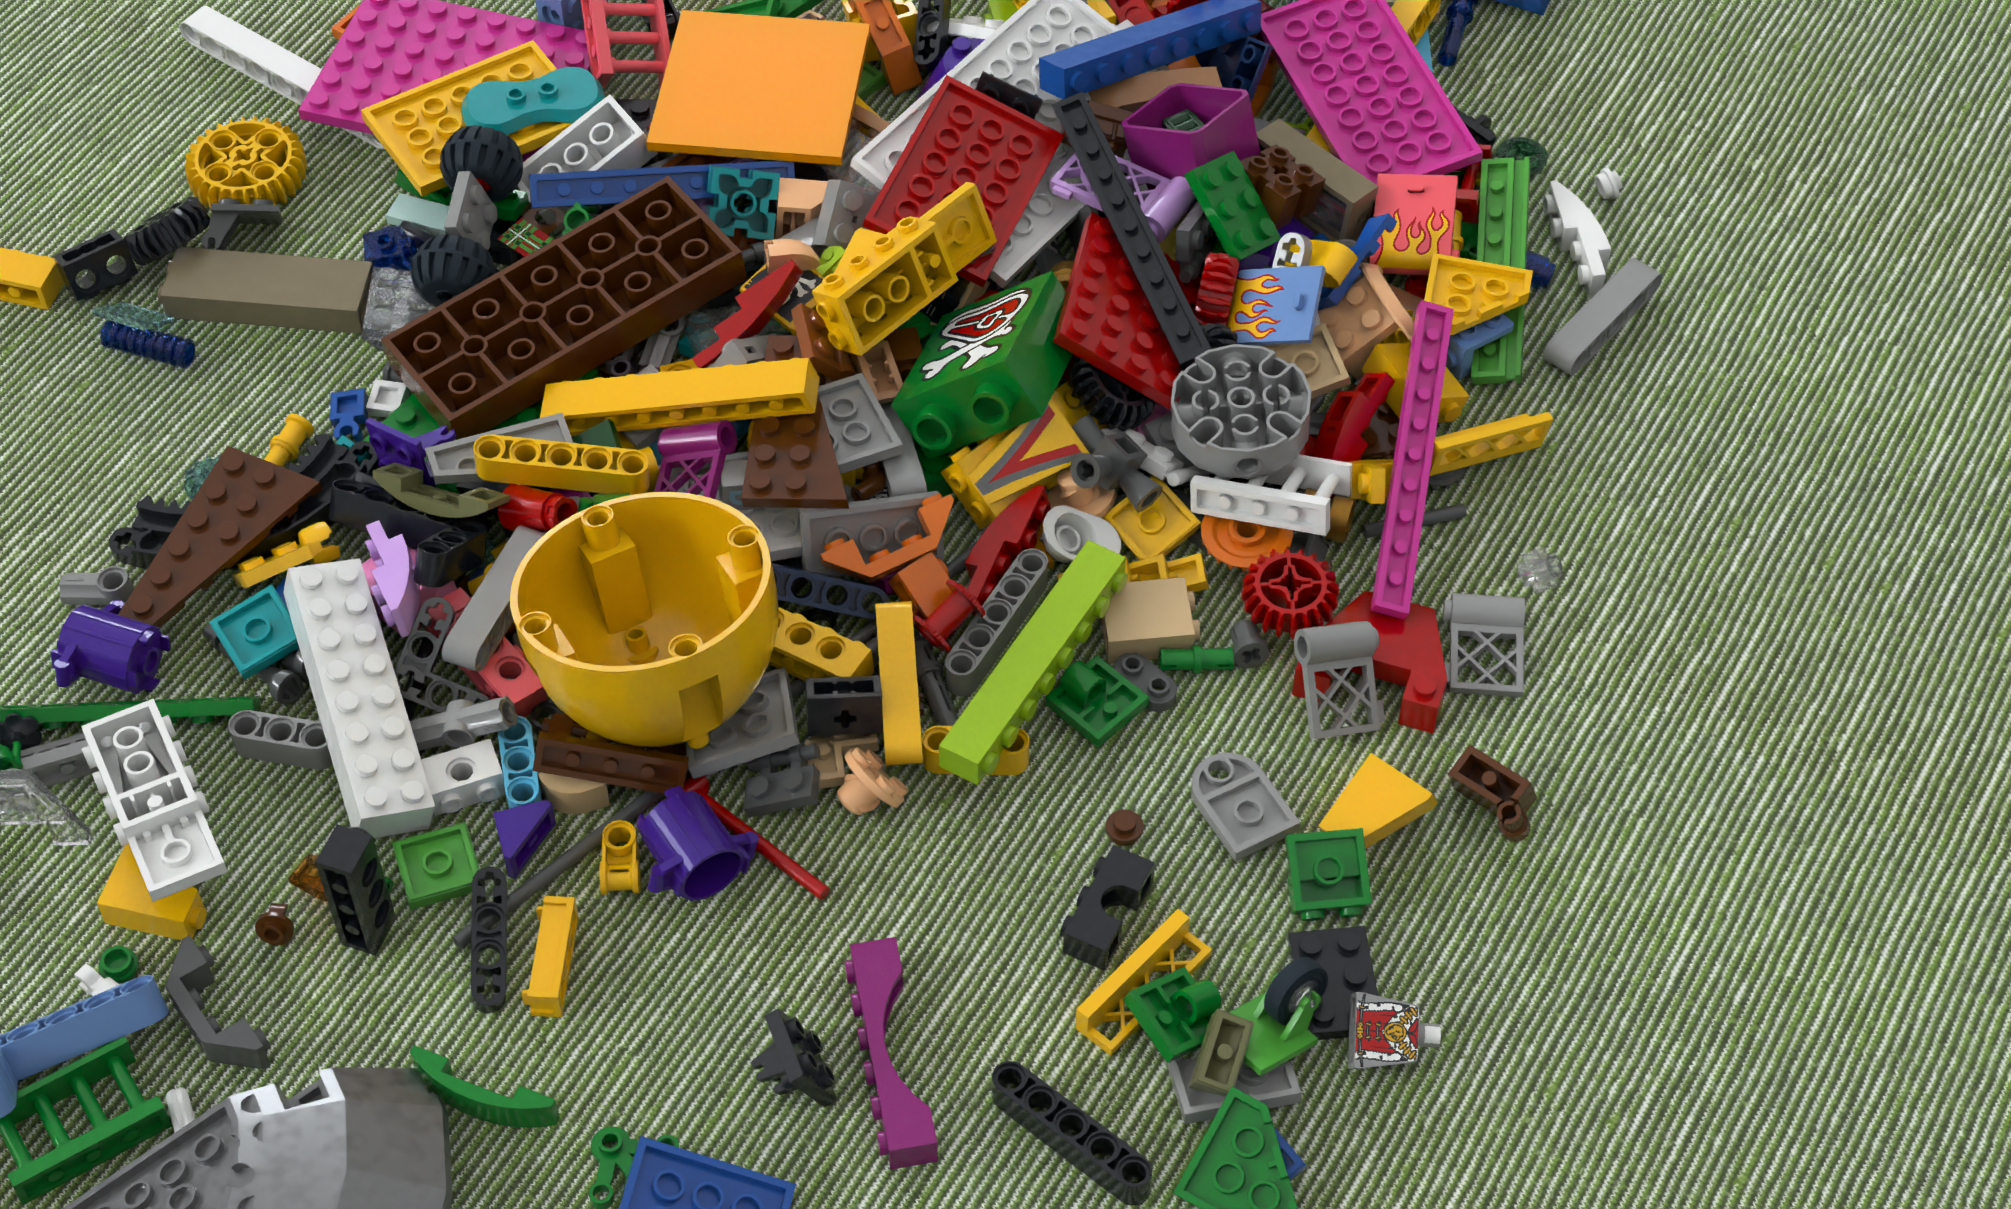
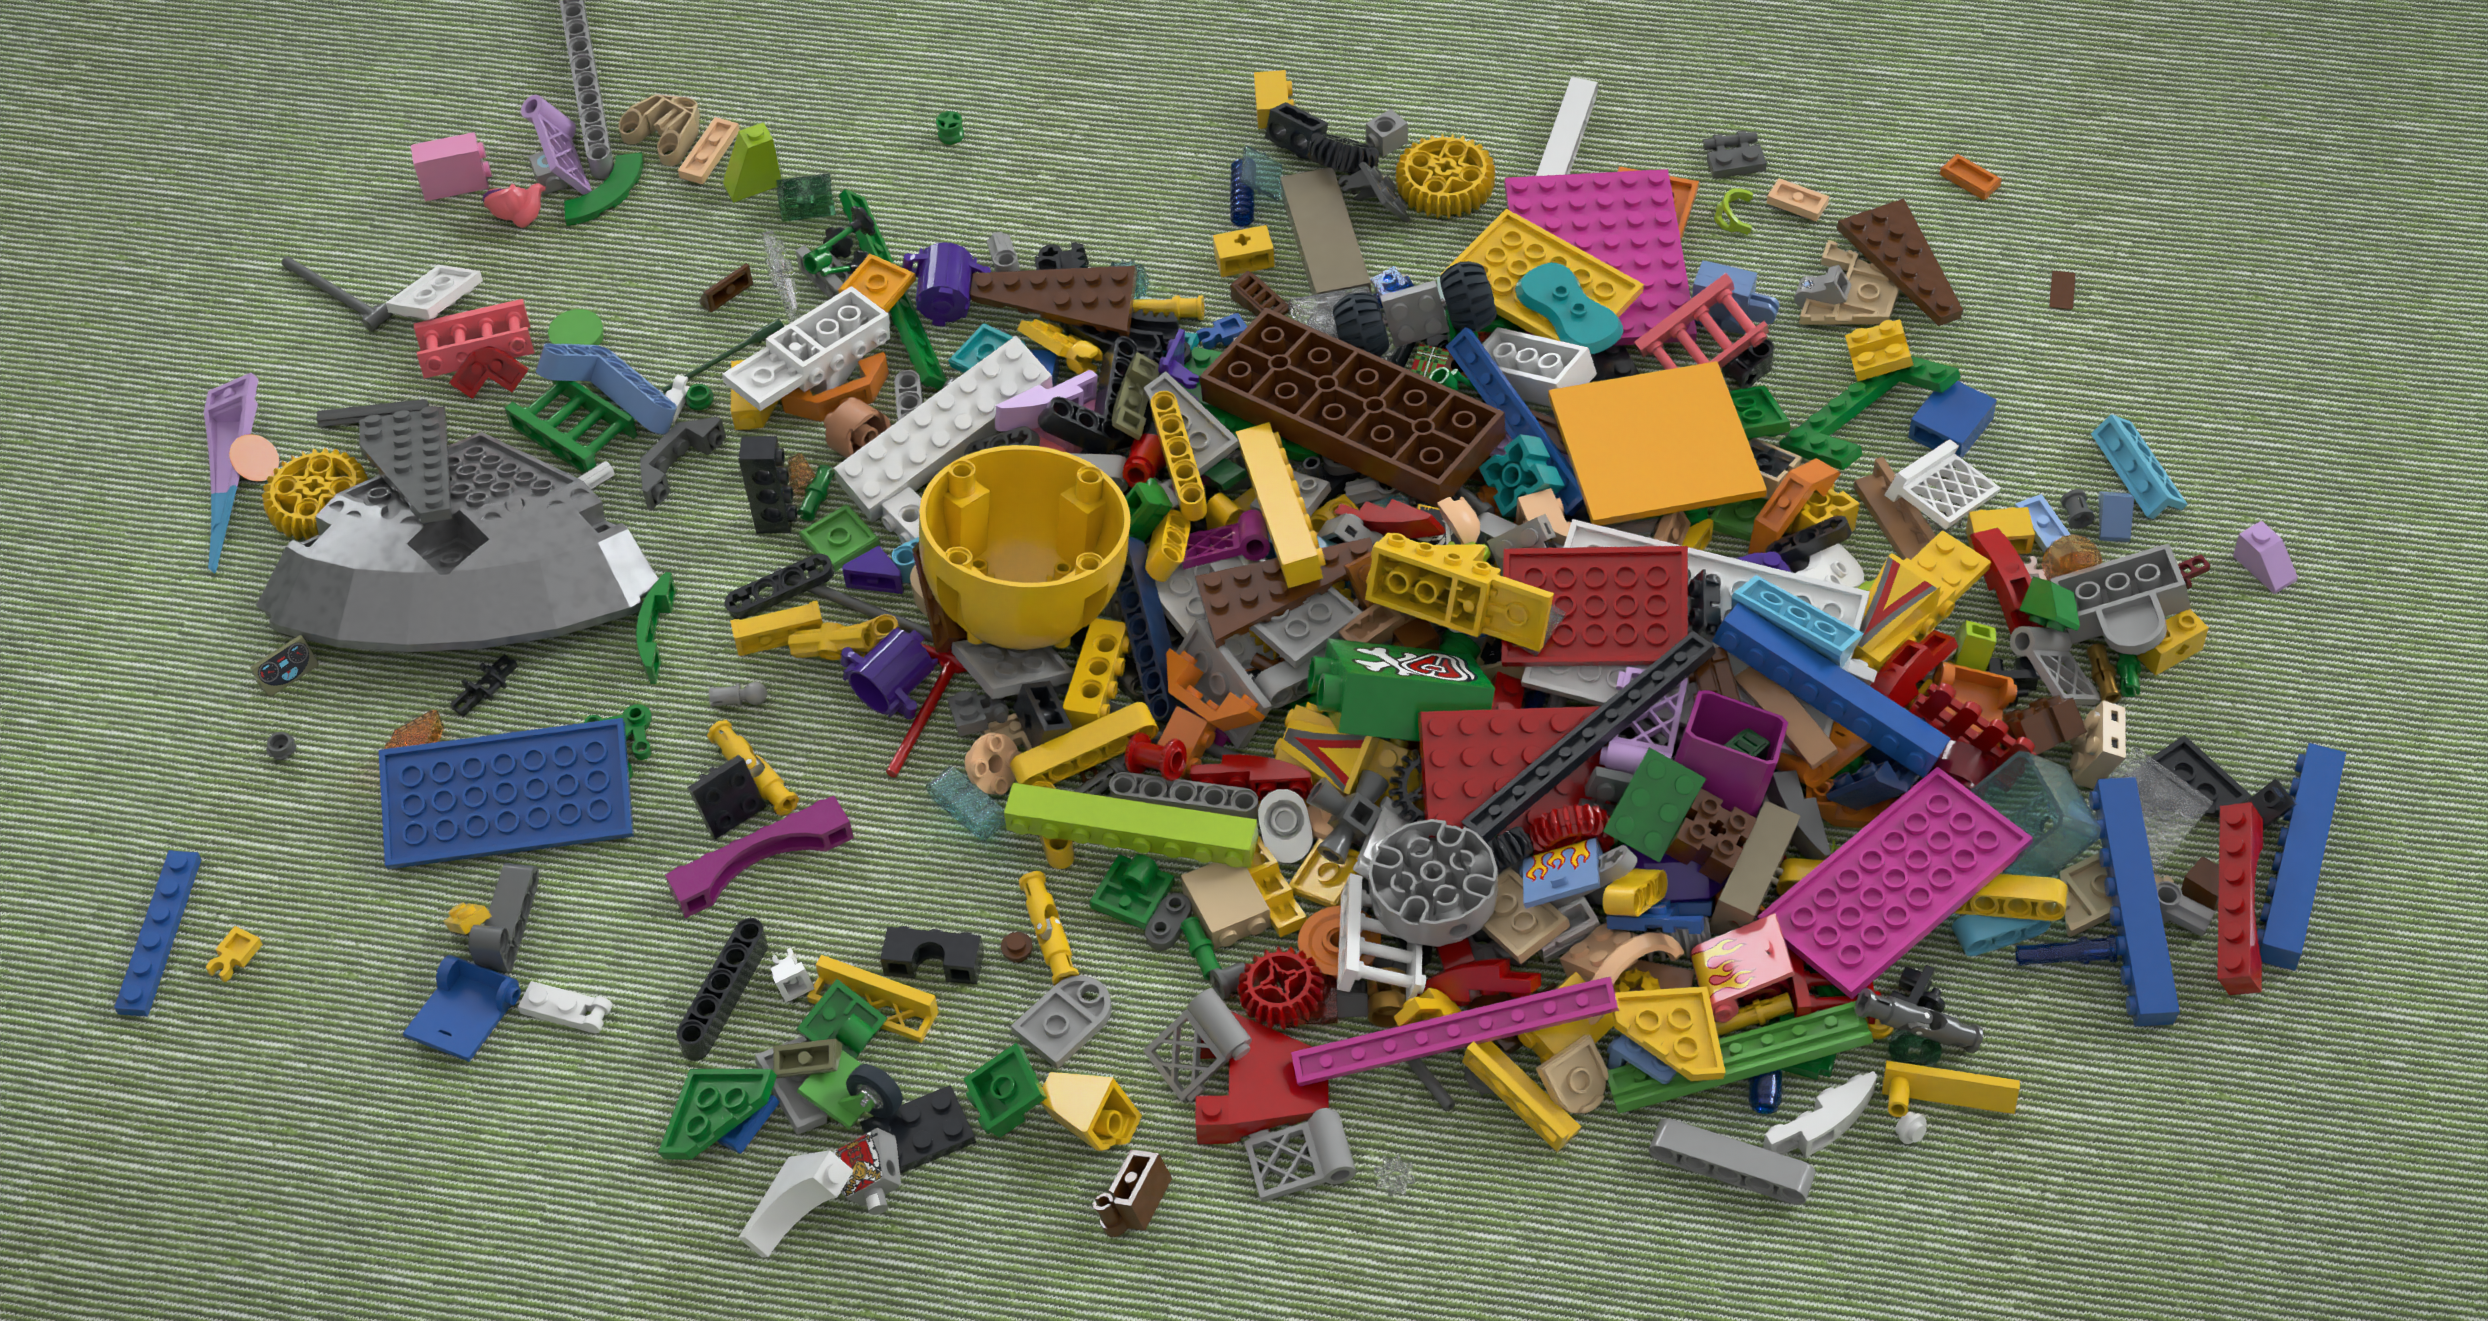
camera: 75 degrees right, 0 degrees up
(53, 880) = (756, 337): none -> dark green piece
(65, 709) = (880, 281): none -> light orange tile
(145, 193) = (1387, 132): none -> light grey brick
(216, 775) = (873, 375): none -> orange slope
(238, 364) = (1243, 251): none -> yellow brick
(294, 796) = (853, 426): none -> nougat brick
(299, 378) = (1250, 284): none -> reddish brown slope
(616, 894) = (831, 640): none -> yellow piece
(638, 1007) = (753, 693): none -> light grey pin
(735, 1036) = (768, 781): none -> yellow piece
(908, 824) = (966, 803): none -> clear light blue beam
(1083, 1057) = (791, 977): none -> white piece
(1090, 788) = (1047, 926): none -> yellow piece
(1091, 22) = (1799, 619): none -> medium azure slope
(1390, 1107) = (797, 1189): none -> white arch
(1477, 394) = (1576, 1076): none -> tan tile
(1513, 130) = (1917, 1019): none -> dark grey piece
(1574, 145) = (1947, 1087): none -> yellow piece

